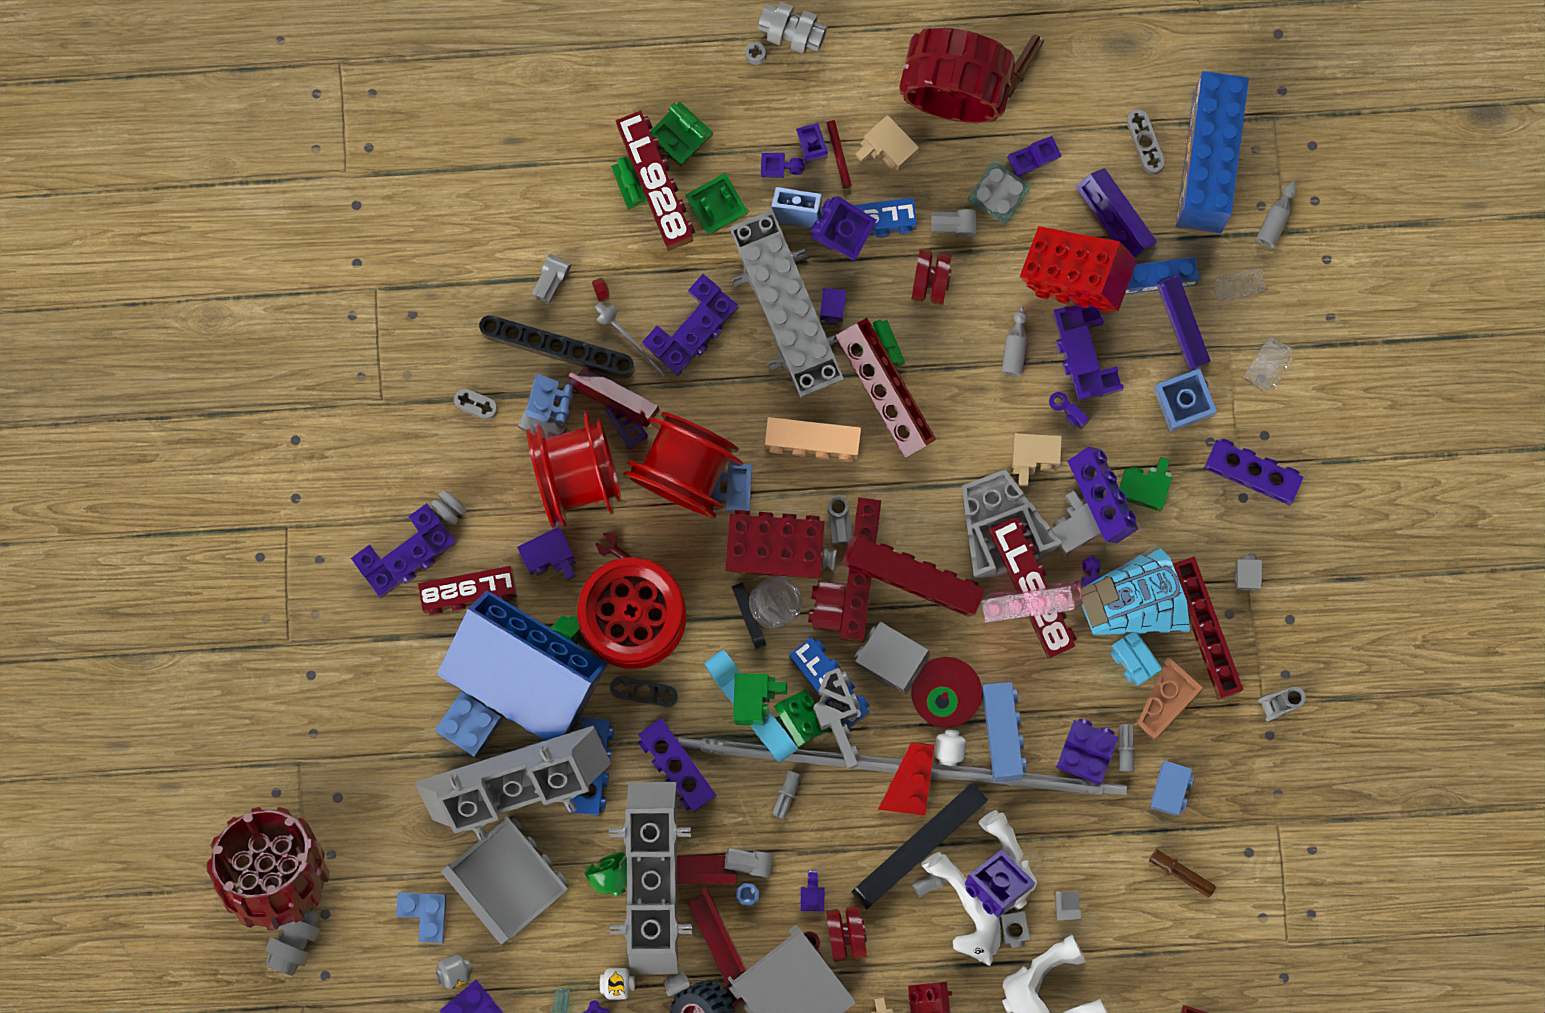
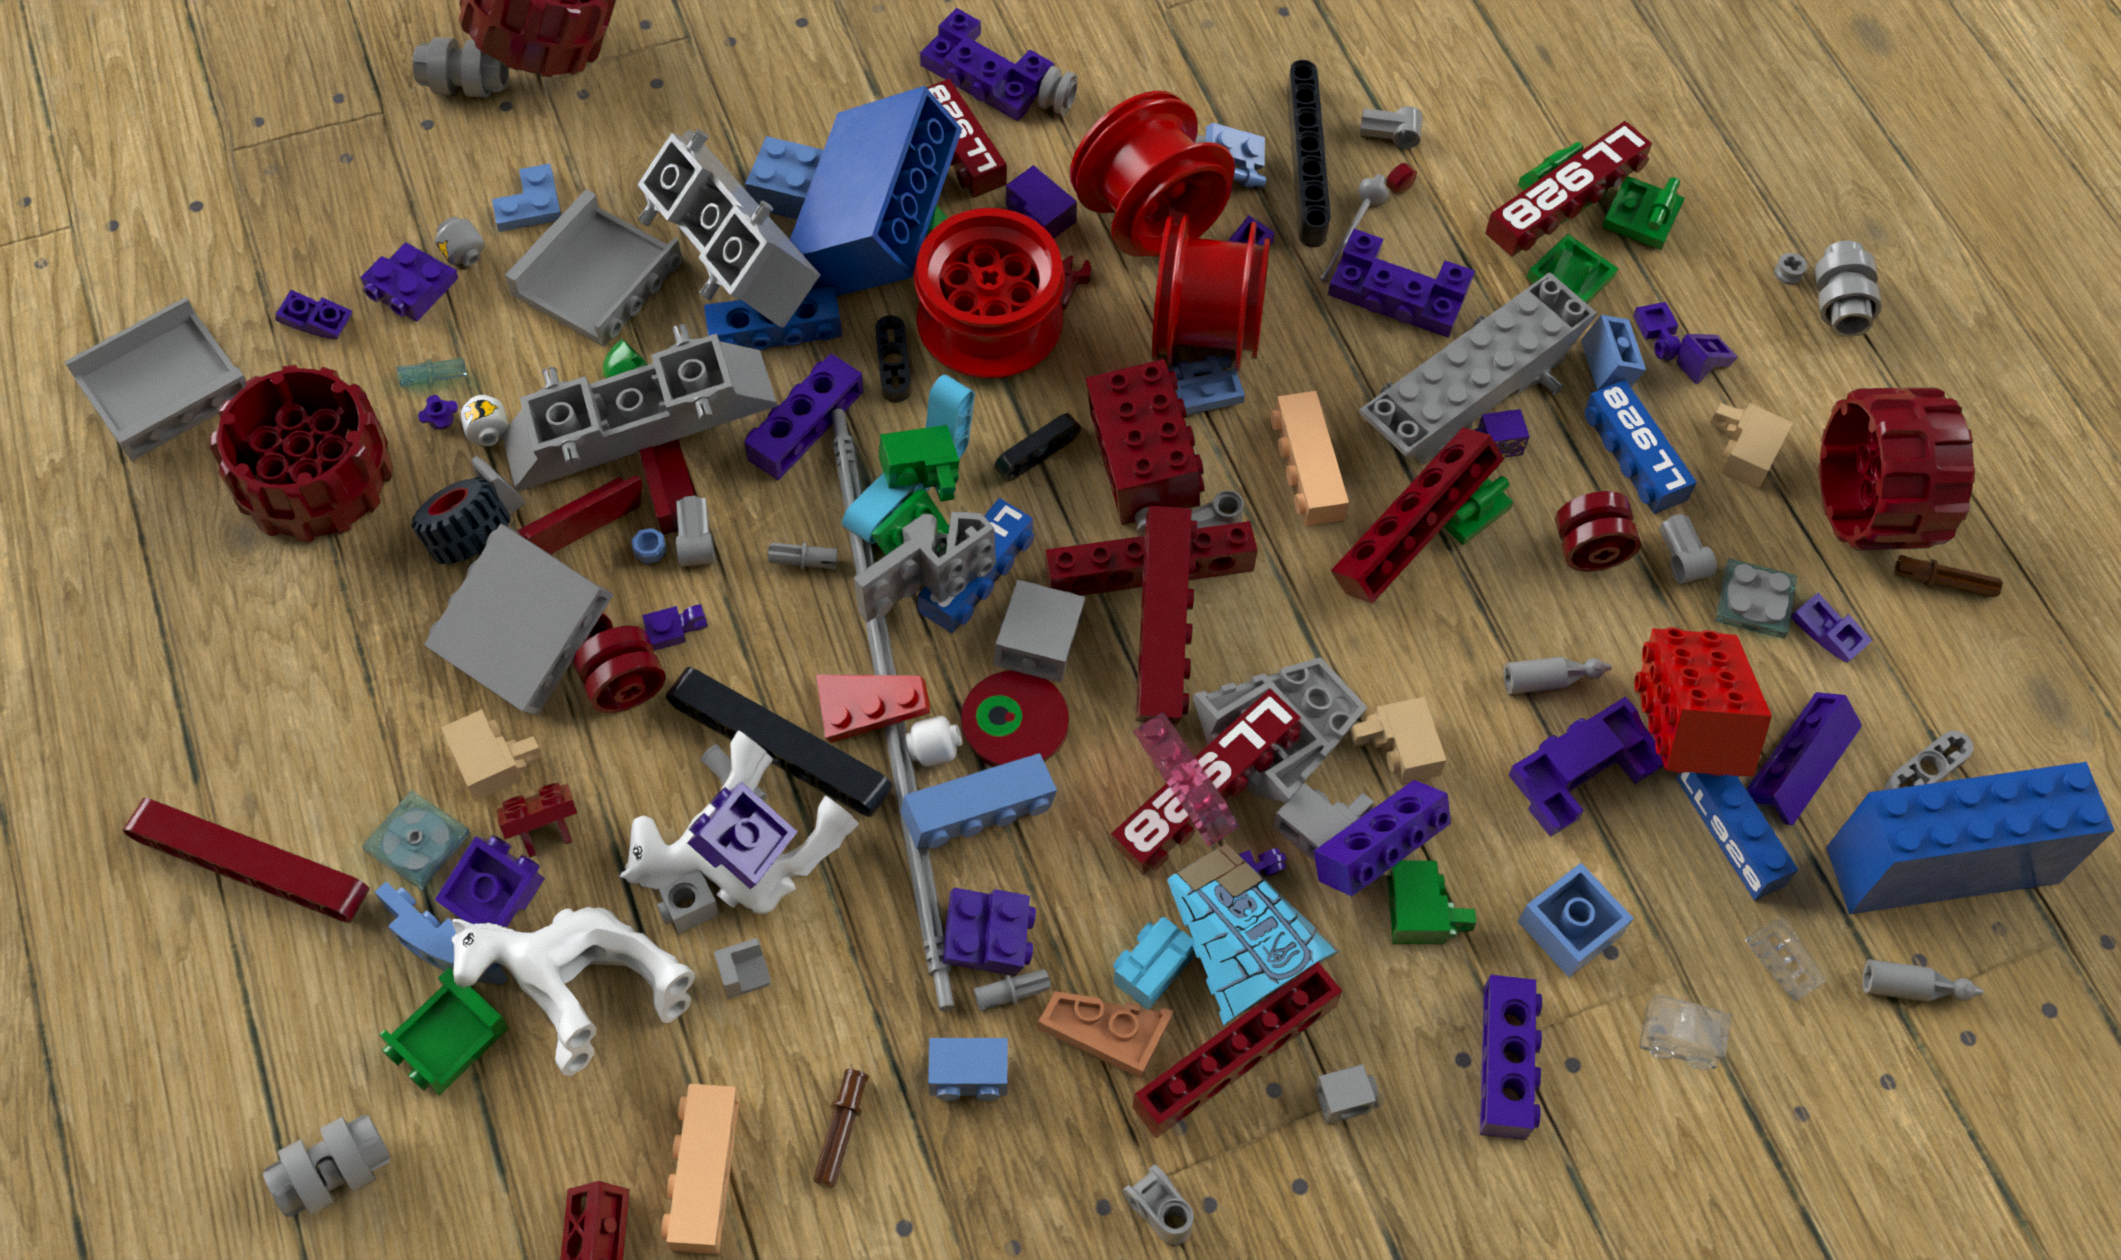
camera: 65 degrees right, 20 degrees down
(477, 399) = (1203, 93): light grey beam -> none
(613, 396) = (1273, 211): panel -> none
(763, 605) = (1080, 451): clear wheel -> none
(828, 606) = (1077, 528): dark red brick -> none
(839, 155) = (1708, 394): dark red bar -> none
(843, 227) = (1613, 400): dark purple plate -> none
(1074, 414) = (1484, 776): dark purple plate -> none
(1183, 322) = (1691, 880): dark purple panel -> none
(1185, 958) = (702, 1169): none -> light nougat brick

